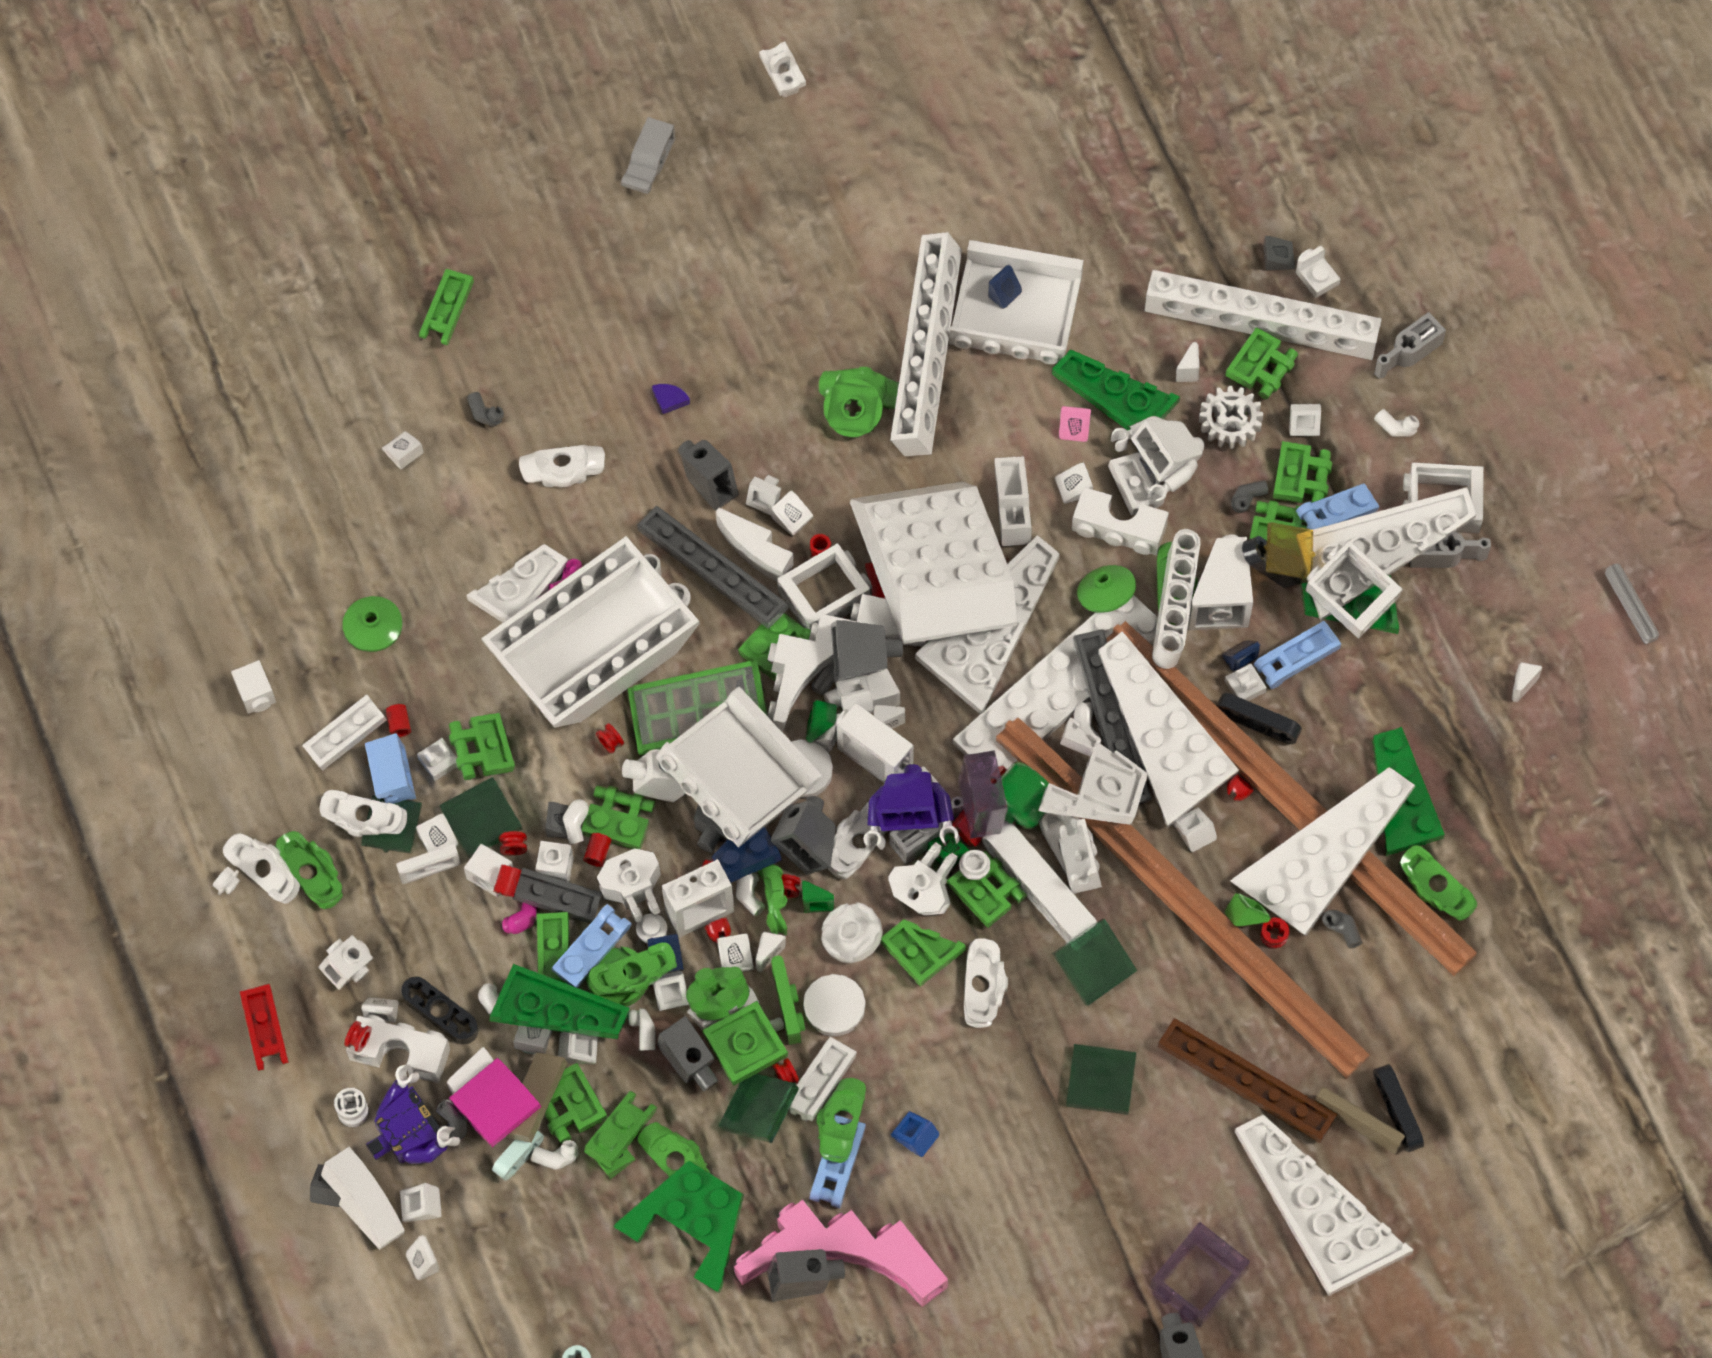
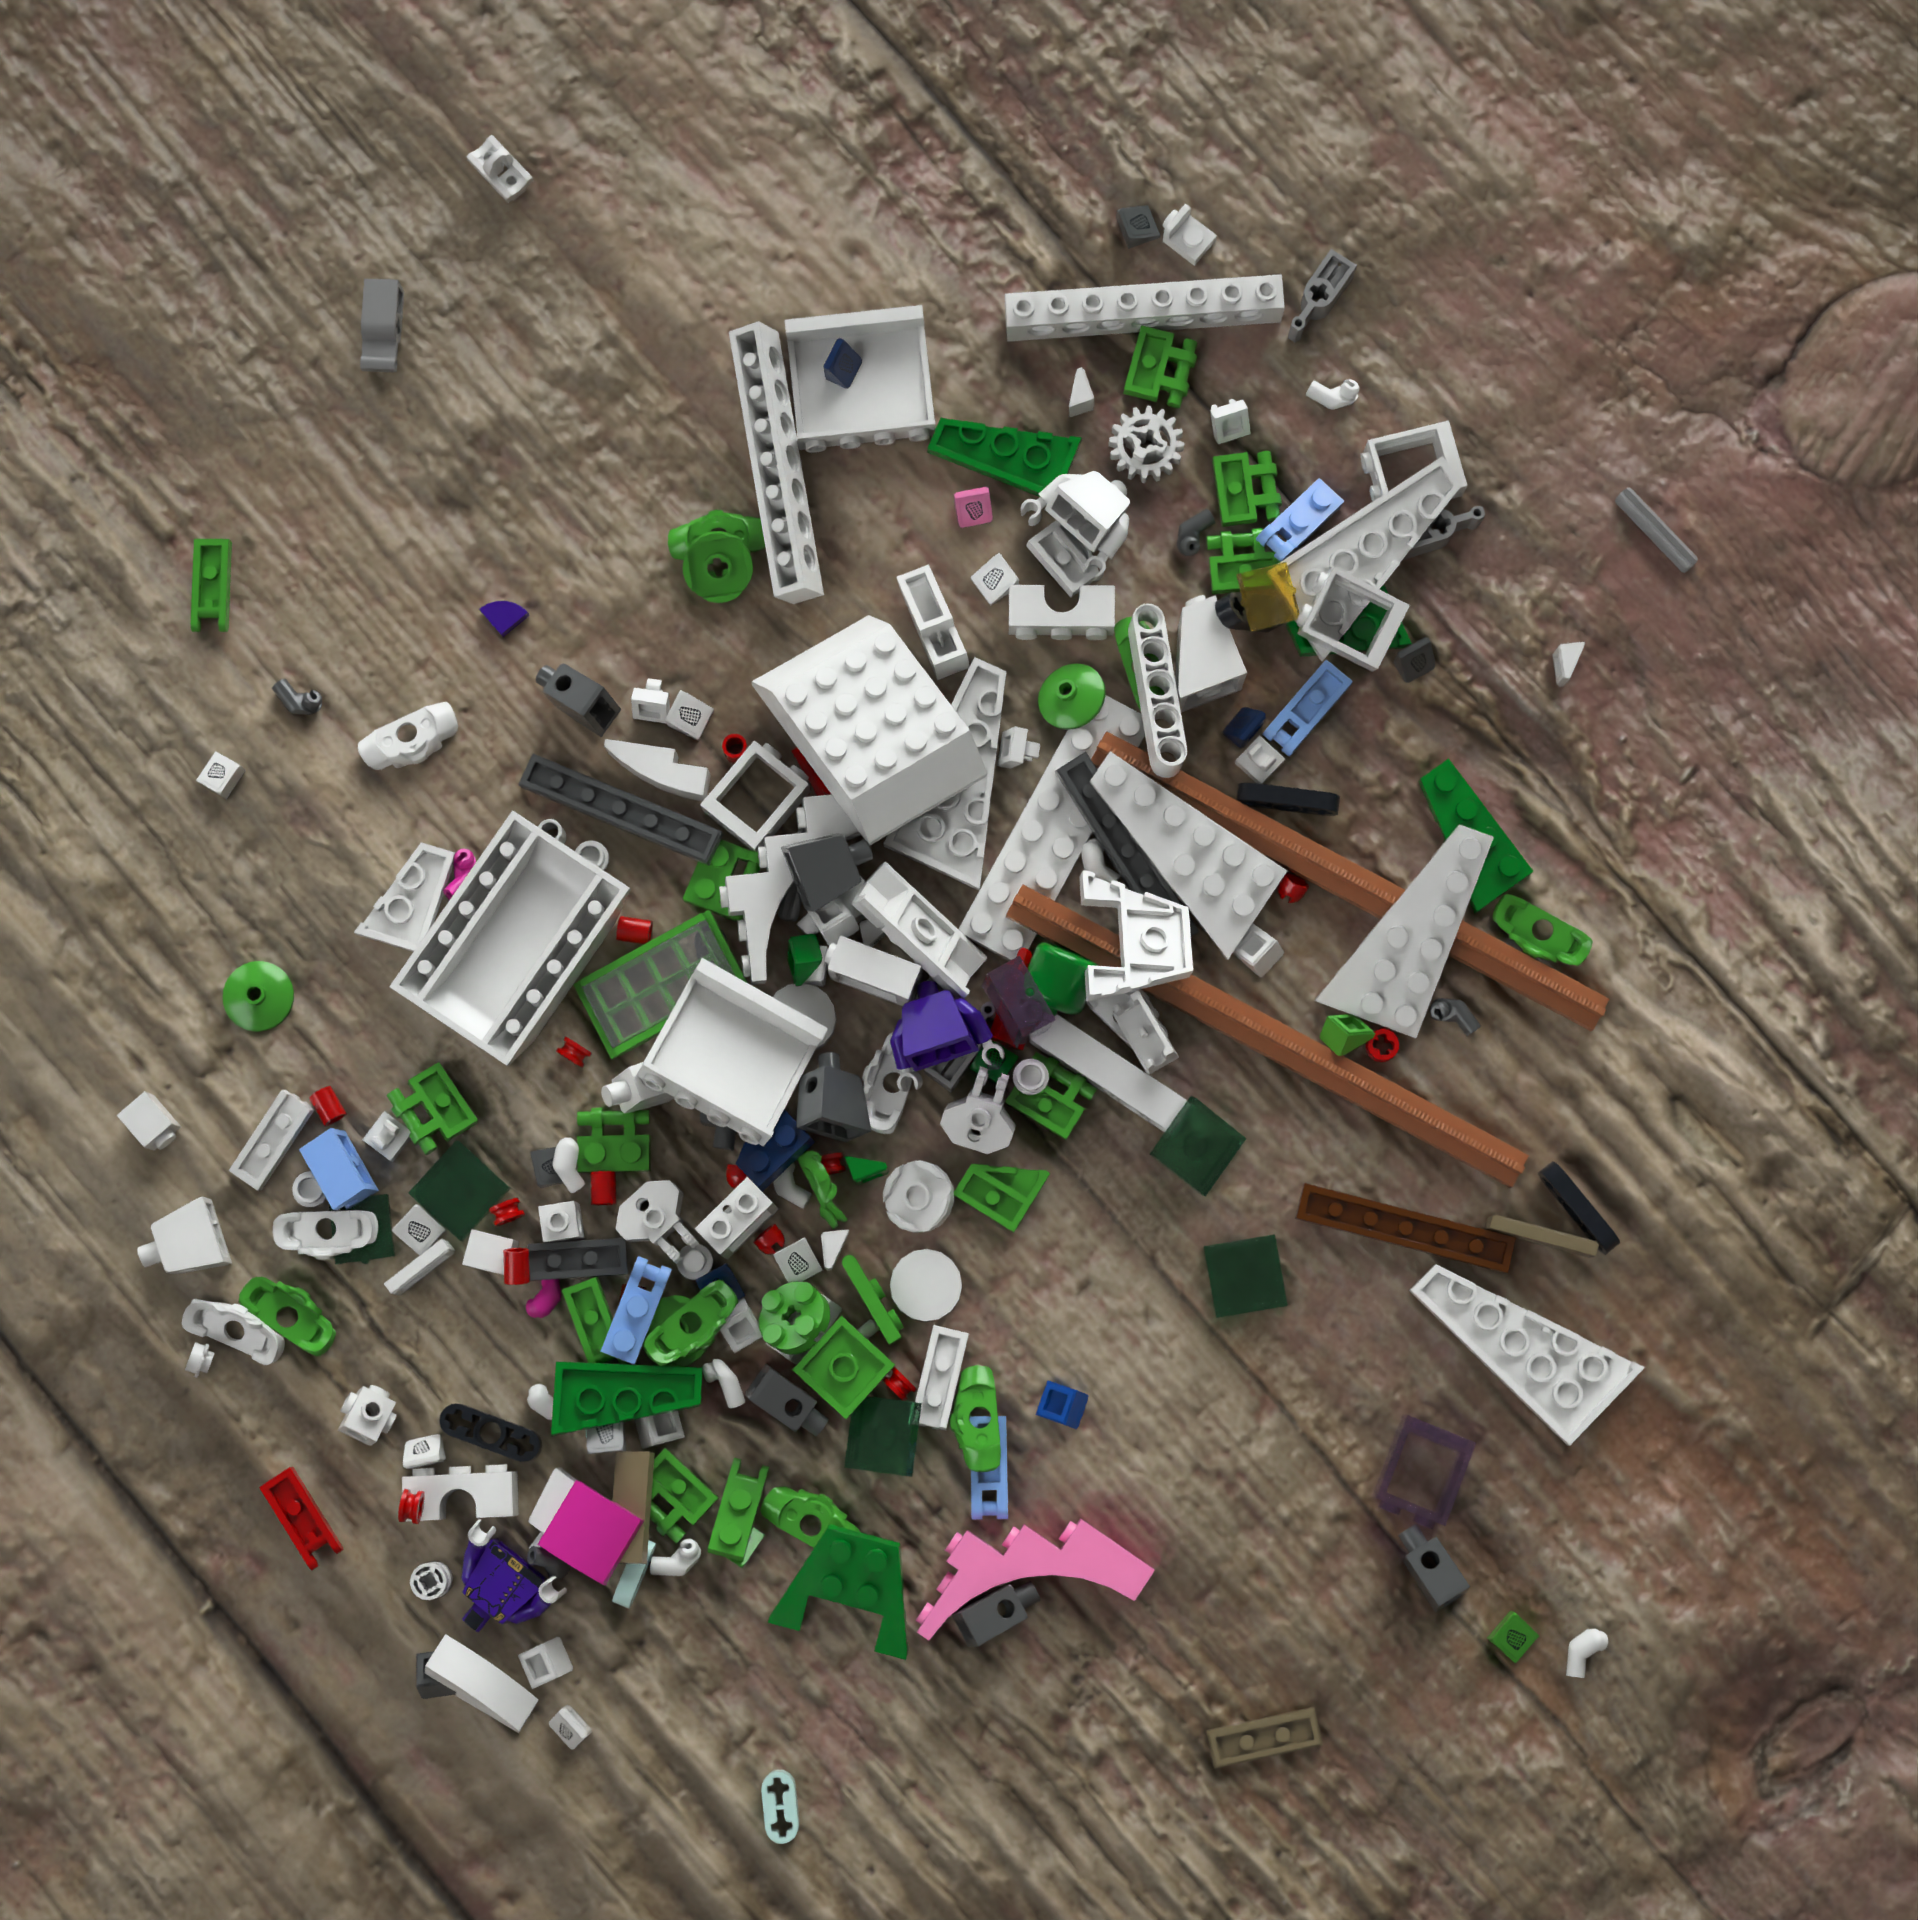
camera: 15 degrees left, 15 degrees up
(250, 787) = (187, 1240): none -> white torso
(360, 780) = (307, 1190): none -> white plate
(690, 661) = (634, 930): none -> red hinge
(921, 722) = (919, 929): none -> white piece
(984, 961) = (1086, 1235): white piece -> none
(1048, 615) = (1015, 748): none -> white tile
(1398, 643) = (1415, 660): none -> dark grey slope

